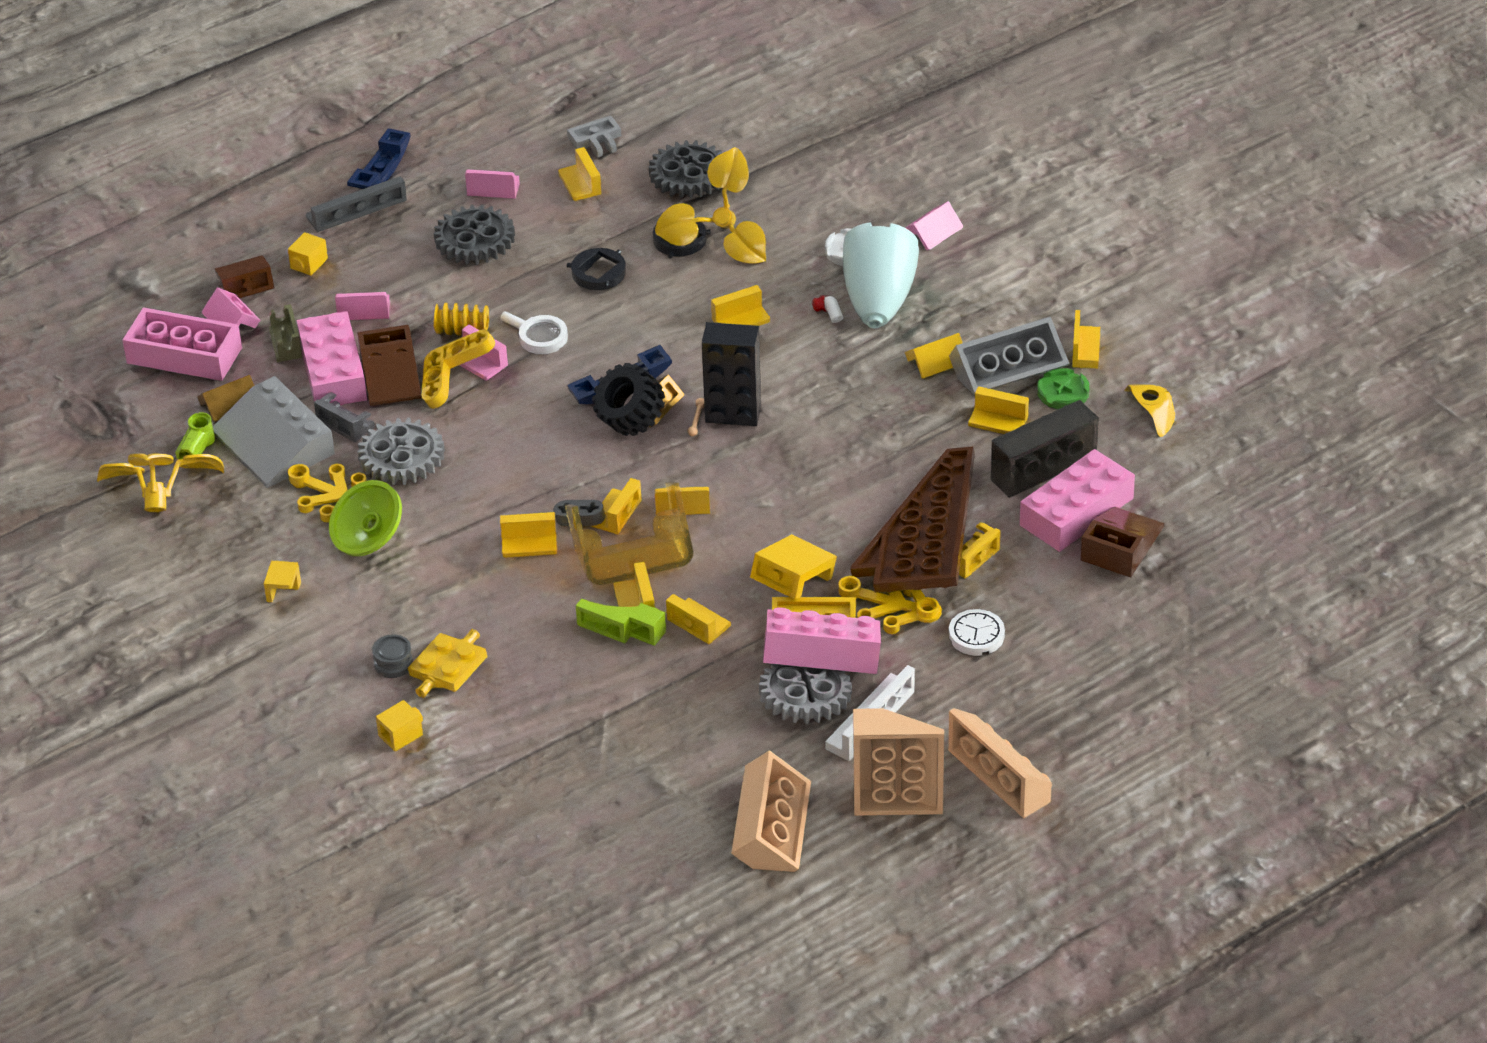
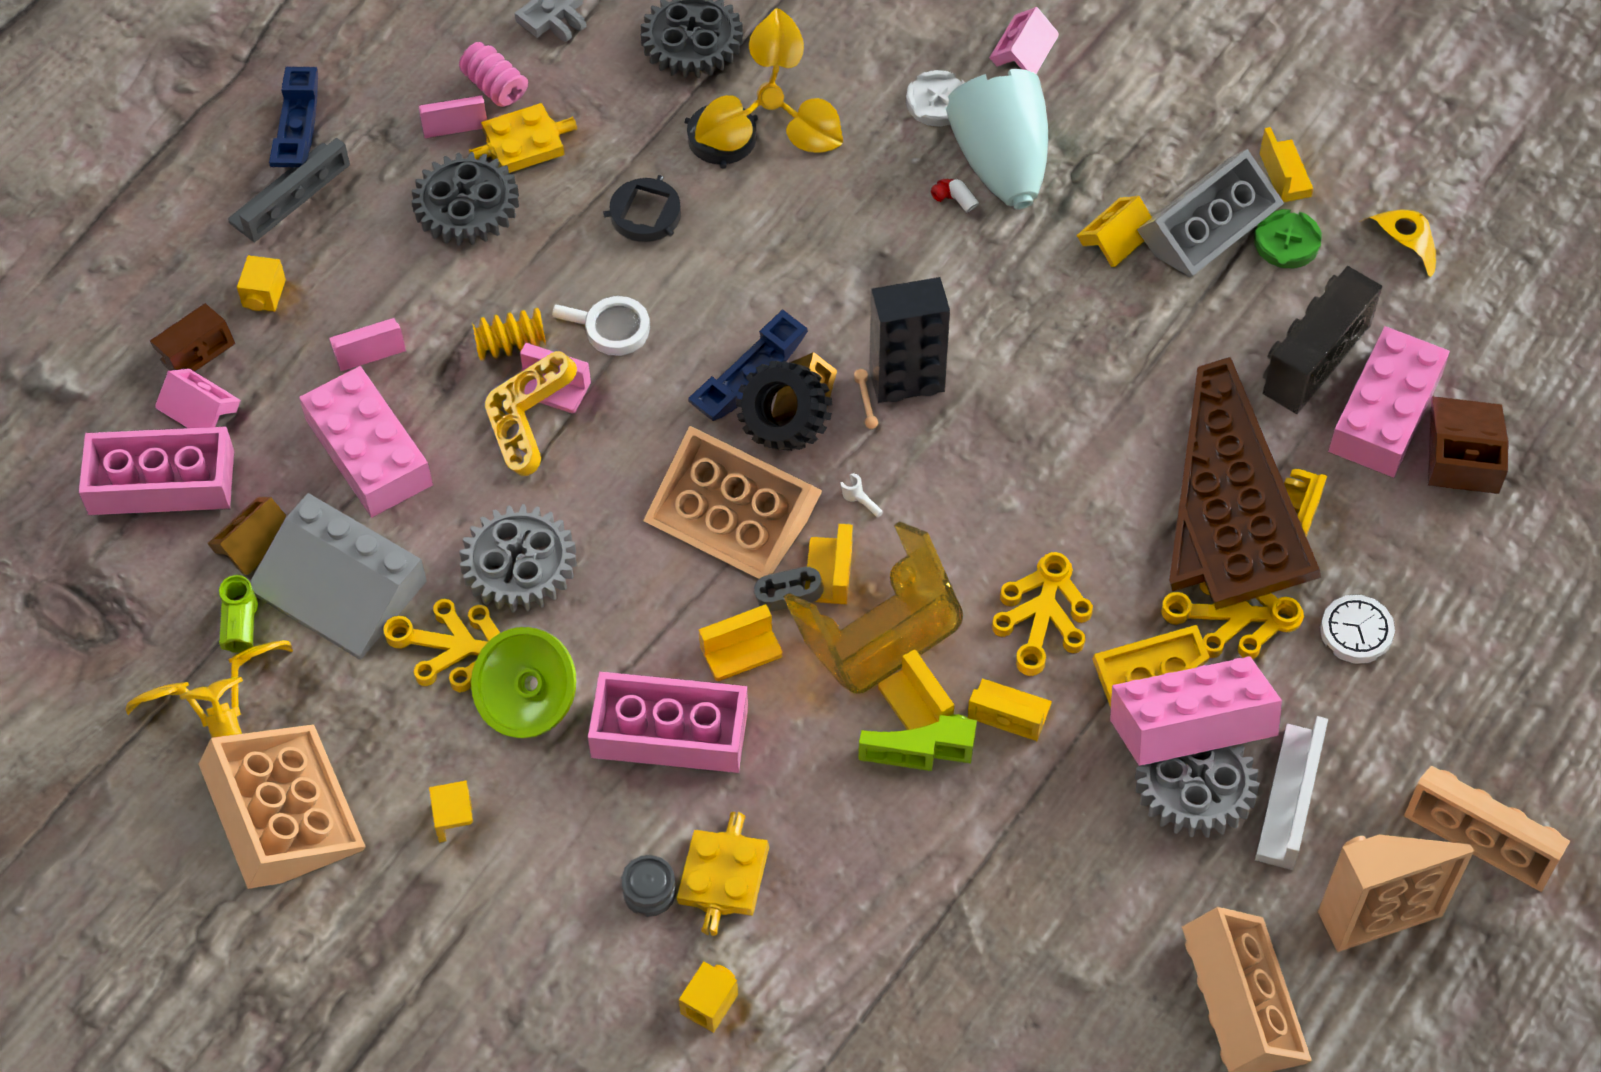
camera: 20 degrees left, 15 degrees up
(170, 550) = (279, 803): none -> light nougat slope
(285, 335) = (285, 417): olive hinge -> none
(341, 419) = (417, 526): flat silver hinge -> none
(389, 365) = (447, 430): reddish brown slope -> none
(452, 564) = (668, 722): none -> bright pink brick
(532, 163) = (493, 74): none -> bright pink piece
(536, 208) = (523, 137): none -> yellow plate
(566, 452) = (731, 504): none -> light nougat slope
(583, 178) = (561, 77): yellow panel -> none
(658, 469) = (856, 494): none -> white hand
(694, 499) = (887, 540): yellow panel -> none
(729, 591) = (1044, 608): none -> yellow plant
(740, 308) = (850, 229): yellow panel -> none
(791, 563) = (1101, 602): yellow panel -> none
(998, 411) = (1232, 295): yellow panel -> none

